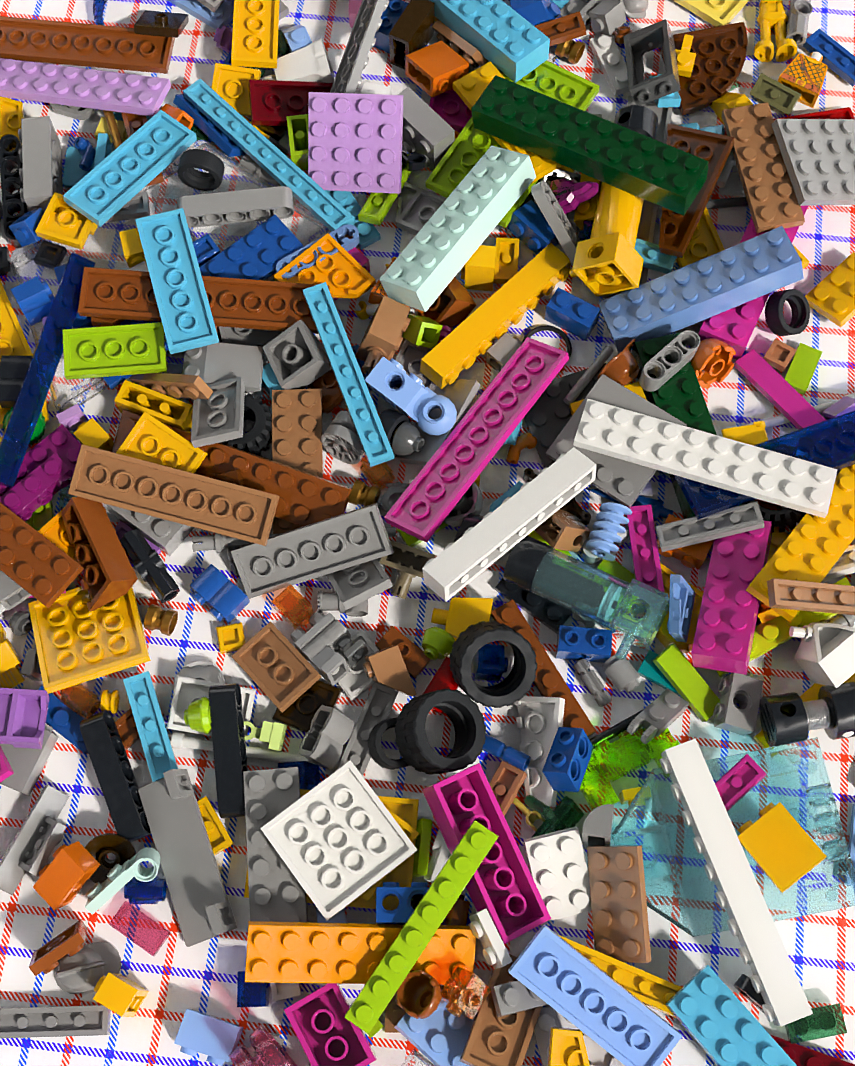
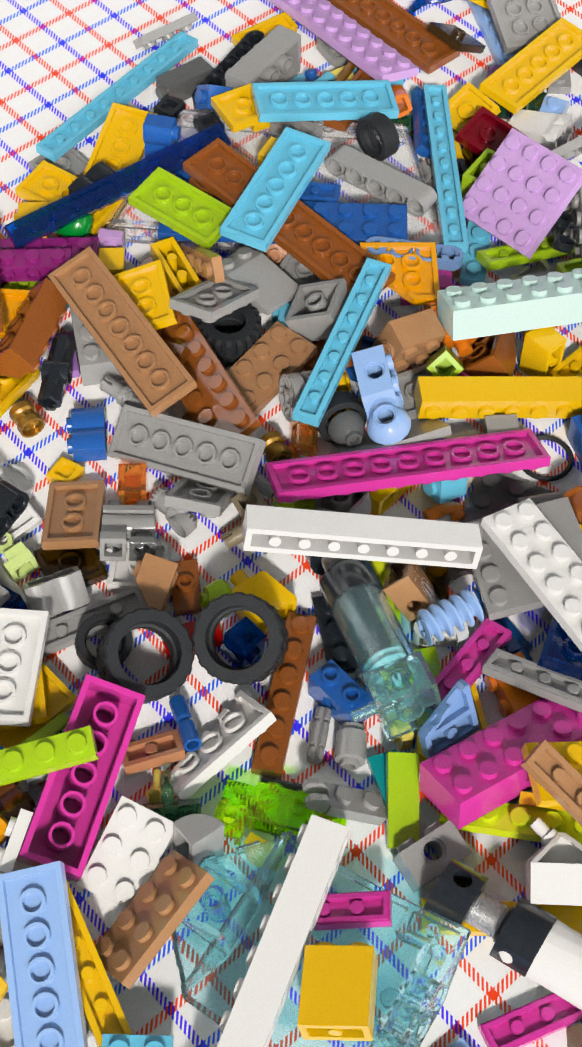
camera: 40 degrees right, 15 degrees down
(568, 759) = (228, 765): blue brick -> none

